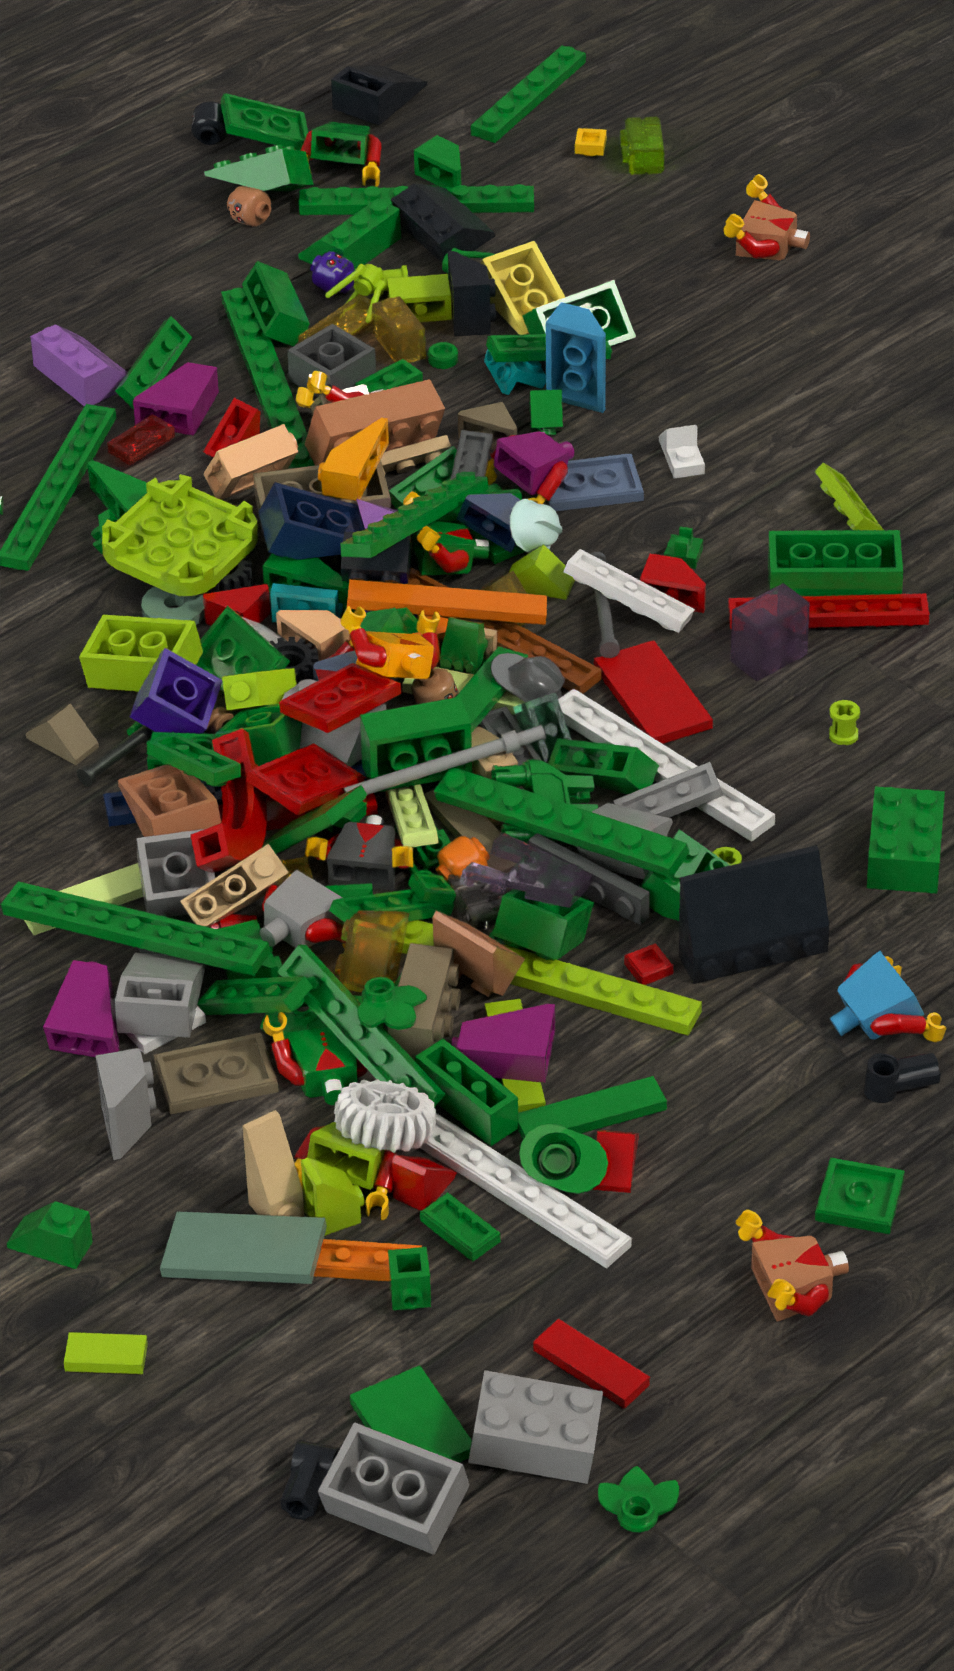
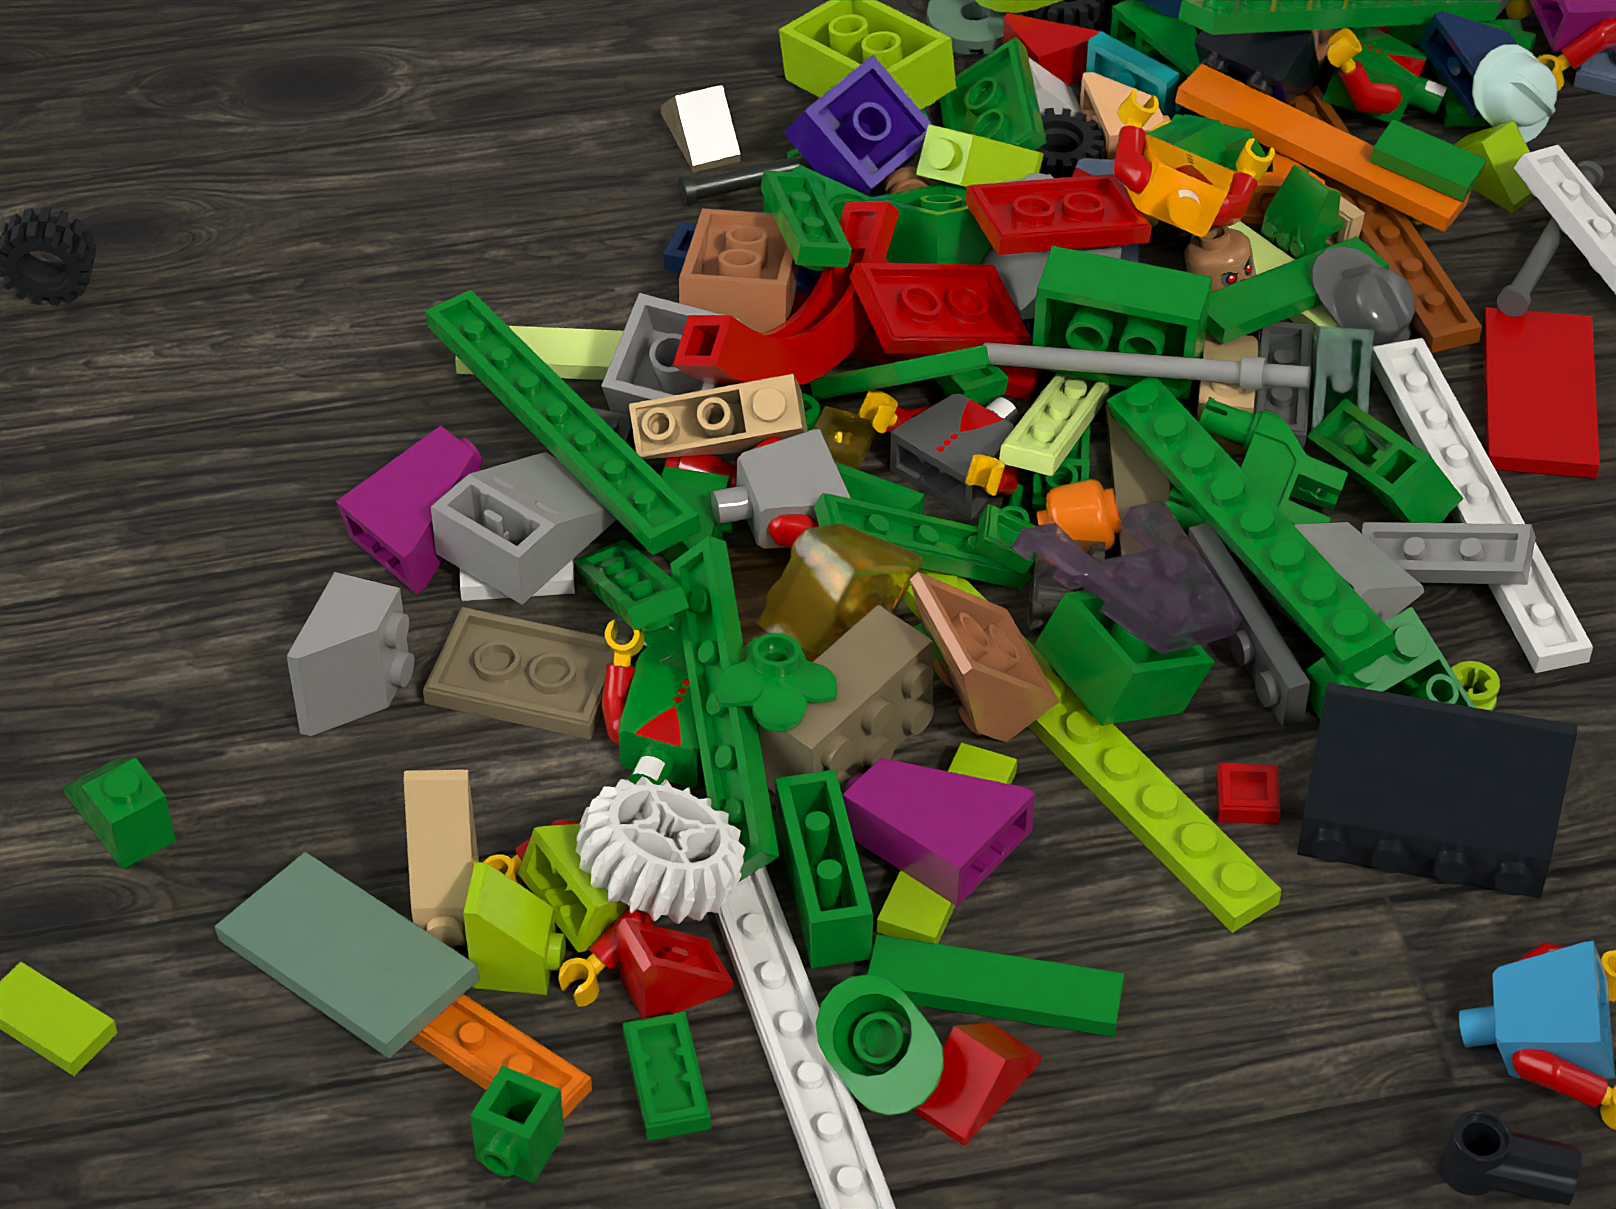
camera: 30 degrees right, 5 degrees up
(514, 586) = (1427, 160): none -> green tile

